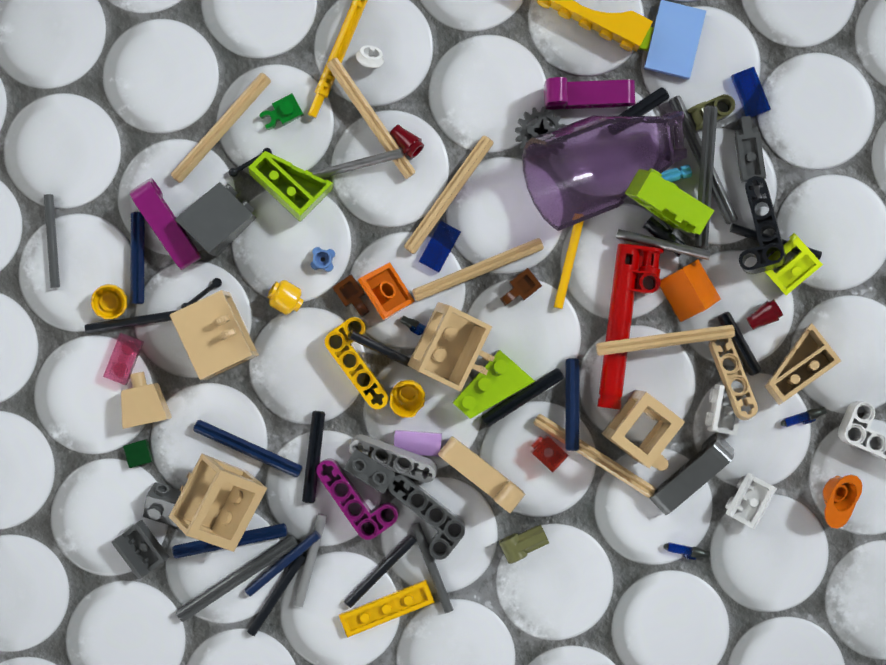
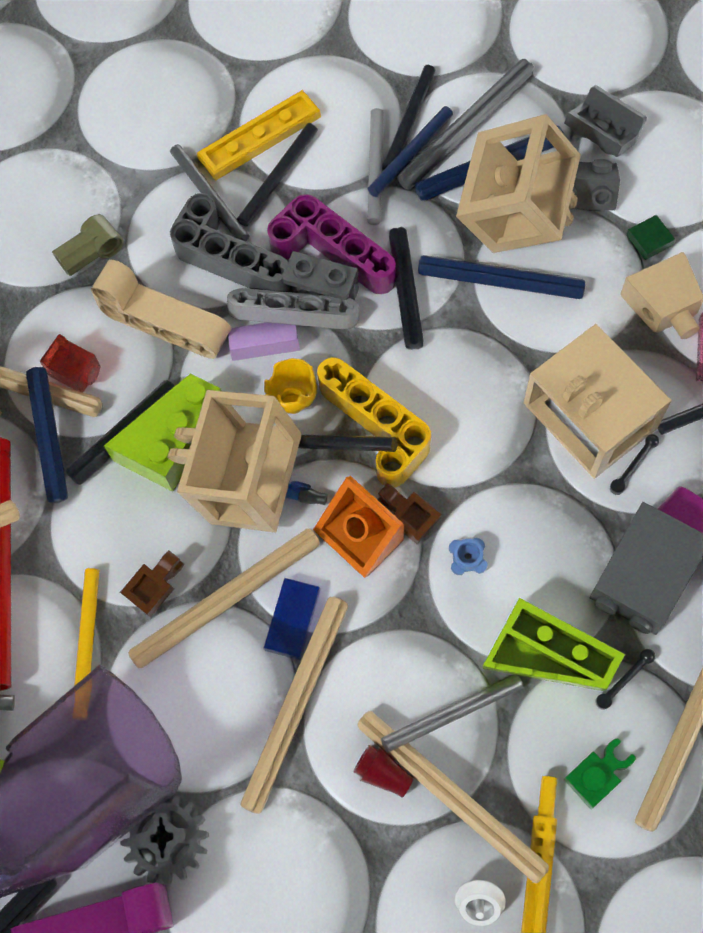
camera: 170 degrees right, 20 degrees down
(285, 297) = (508, 484): yellow head -> none

